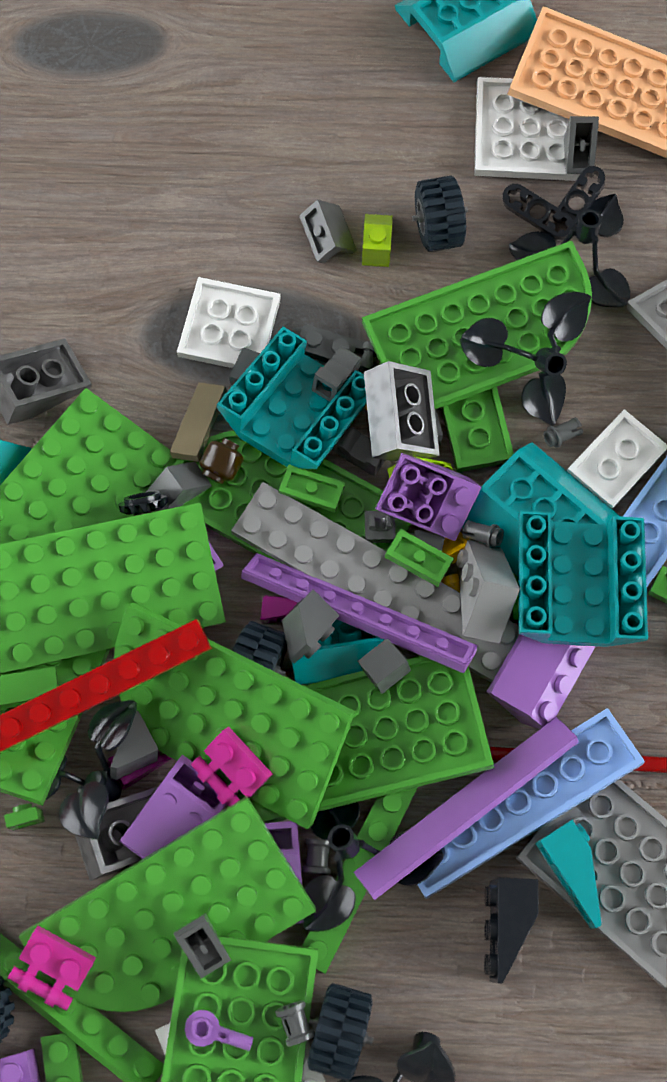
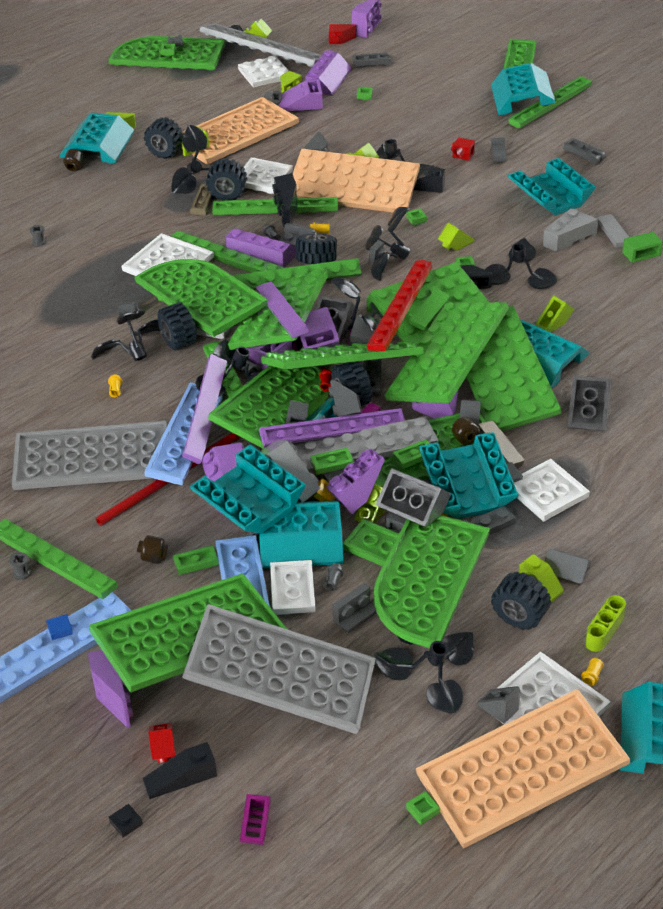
camera: 135 degrees right, 30 degrees down
(55, 958) = (302, 270): dark pink plate -> none
(143, 502) = (473, 391): black gear -> none
(193, 886) = (282, 310): none -> medium lavender tile
(202, 945) = (258, 295): dark grey slope -> none
(204, 1028) = (225, 286): medium lavender plate -> none
(236, 762) = (312, 343): dark pink plate -> none
(295, 1023) = (196, 307): dark grey bush -> none
(335, 373) = (467, 497): dark grey leg -> none
(394, 139) = (605, 623): none -> lime beam
(452, 118) = (592, 672): none -> yellow pin
(482, 533) = (311, 494): dark grey pin -> none
(512, 915) = (149, 396): black slope -> none
(513, 1012) = (115, 383): none -> yellow pin
(544, 395) = (373, 561): black plant -> none
(563, 211) = (472, 666): black beam -> none
(572, 863) = (139, 426): teal slope -> none
(592, 370) = (353, 608): none -> dark grey bracket

